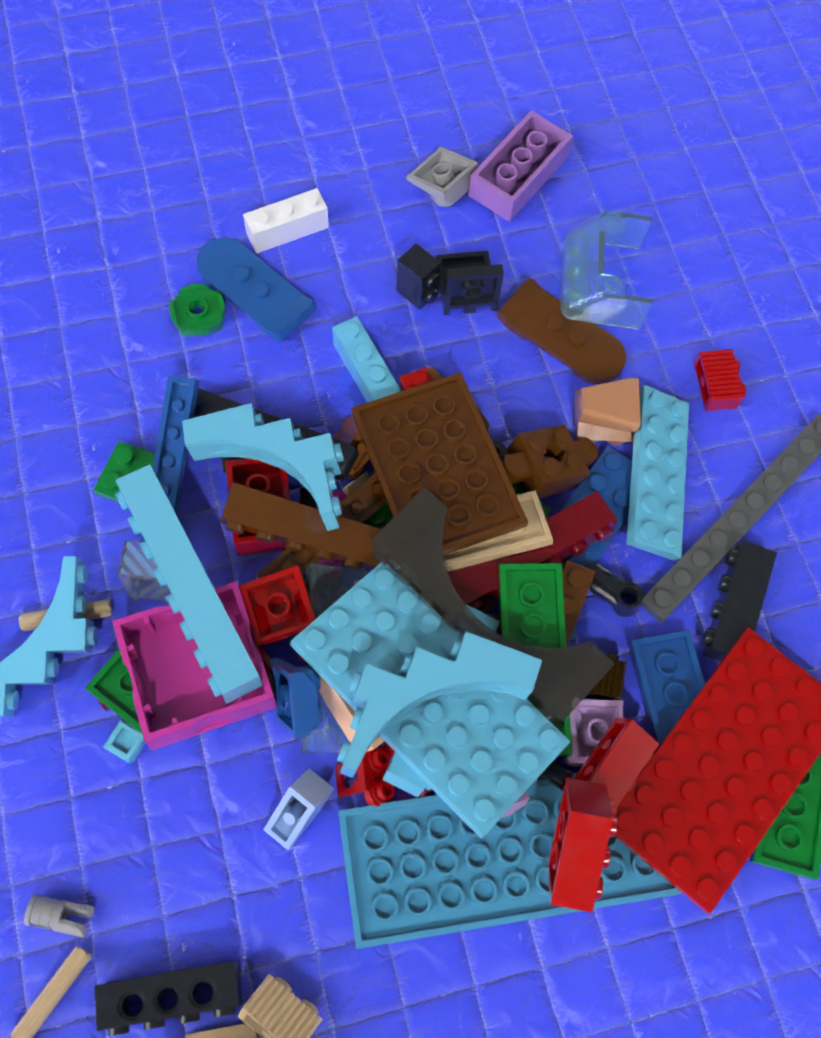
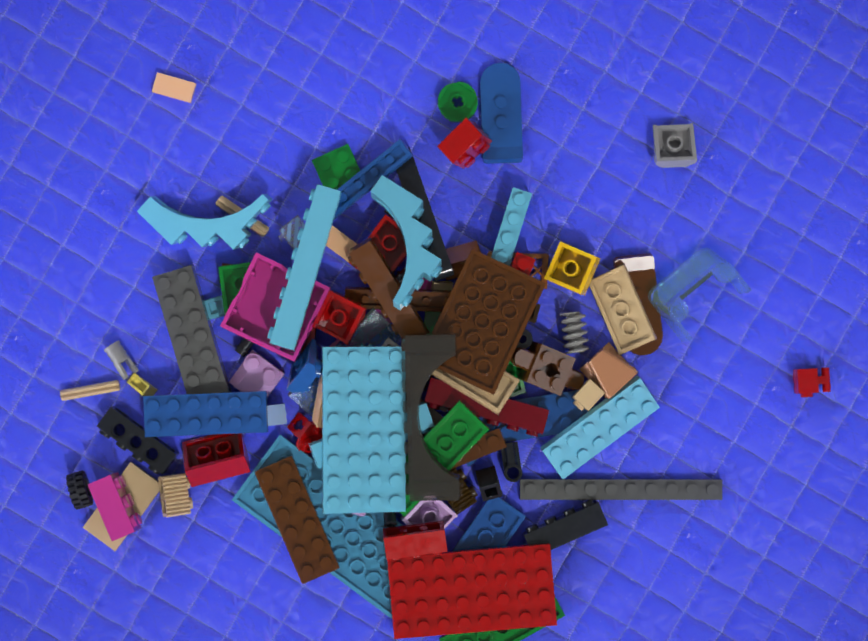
camera: 50 degrees right, 20 degrees up
(116, 923) = (141, 385): none -> light yellow piece
(144, 809) = (191, 332): none -> dark grey brick
(200, 751) = (243, 347): none -> black pin
(212, 544) = (340, 243): none -> light nougat tile
(222, 871) = (205, 414): none -> blue plate
(242, 328) = (465, 143): none -> red brick
(248, 773) = (256, 375): none -> lavender slope
(286, 220) = (557, 91): white brick -> none
(287, 917) = (215, 458): none -> red slope
(386, 696) = (364, 424): medium azure arch -> none
(418, 276) = (590, 200): black brick -> none
(457, 890) = (297, 519): none -> reddish brown plate
(469, 281) = (608, 232): black bracket -> none
(470, 348) = (572, 268): none -> yellow brick
(520, 165) = (723, 181): medium lavender brick -> none
(533, 407) = (574, 332): none -> light grey piece
(555, 347) = (622, 310): none -> tan tile
(581, 845) = (363, 556): red brick -> none
(615, 447) = (587, 395): none -> tan brick
(617, 632) = (488, 483): none -> black brick
(719, 379) = (689, 411): red brick -> none
(786, 259) = (807, 381): none -> red brick

